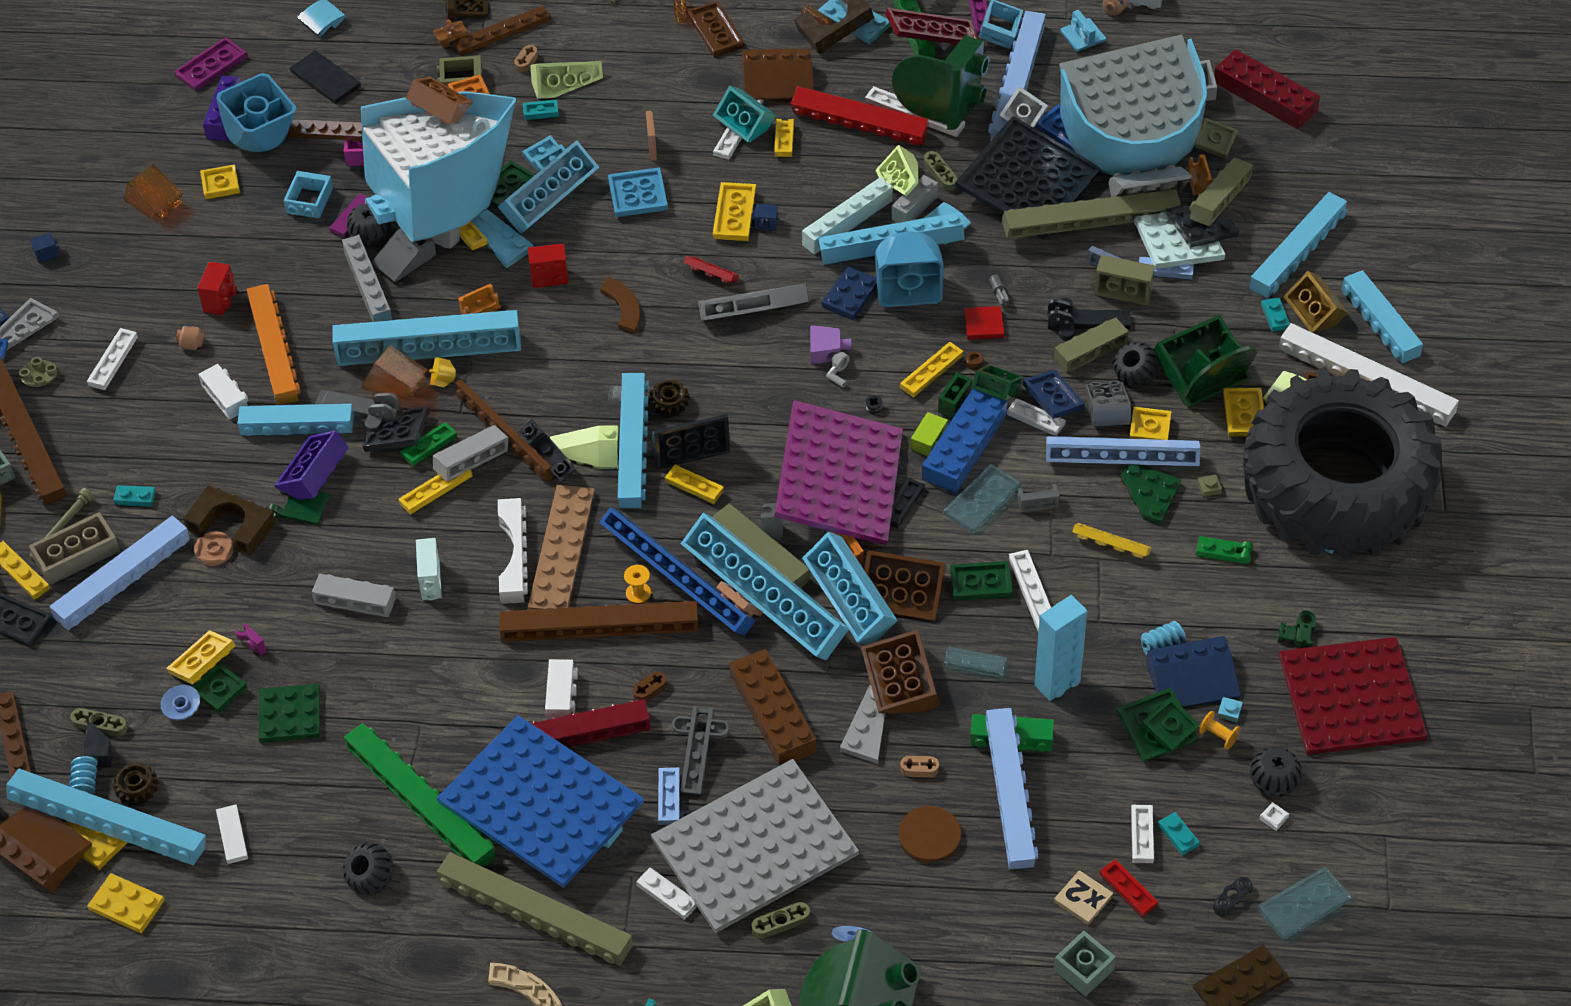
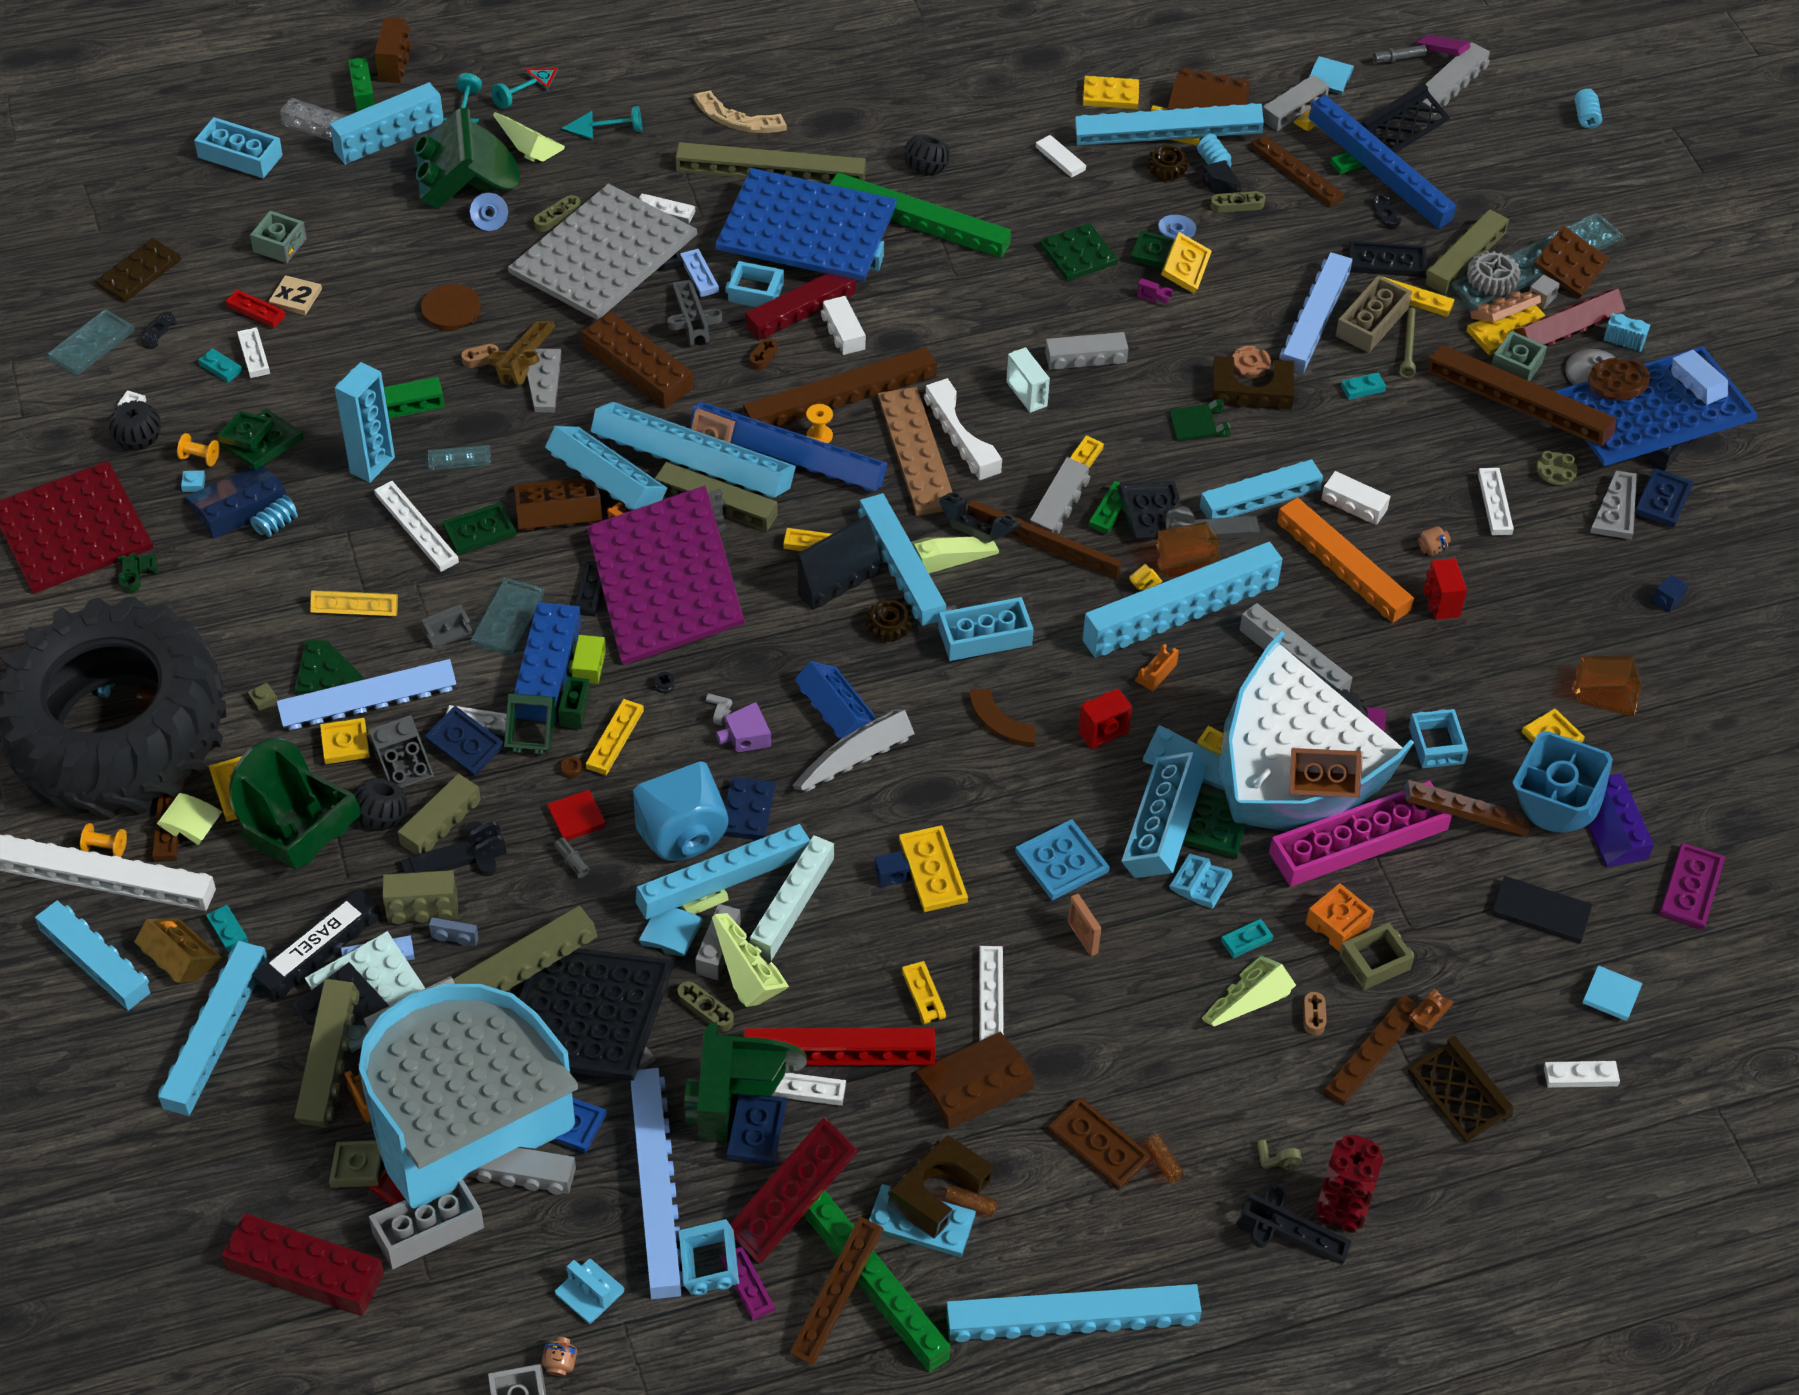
camera: 155 degrees right, 0 degrees up
(312, 465) = (1209, 445): dark purple slope -> none
(595, 362) = (985, 628): none -> medium azure brick
(610, 746) = (758, 273): none -> medium azure window
(711, 269) = (921, 783): red plate -> none
(743, 114) = (985, 997): teal slope -> none
(743, 345) = (834, 698): none -> blue slope
(877, 747) = (516, 361): none -> pearl gold piece
(900, 674) = (522, 413): reddish brown slope -> none
(1010, 788) = (385, 342): light blue brick -> none
(1024, 107) = (620, 1100): white slope -> none
(1208, 279) = (316, 945): none -> black brick
(1224, 550) = (231, 631): green plate -> none

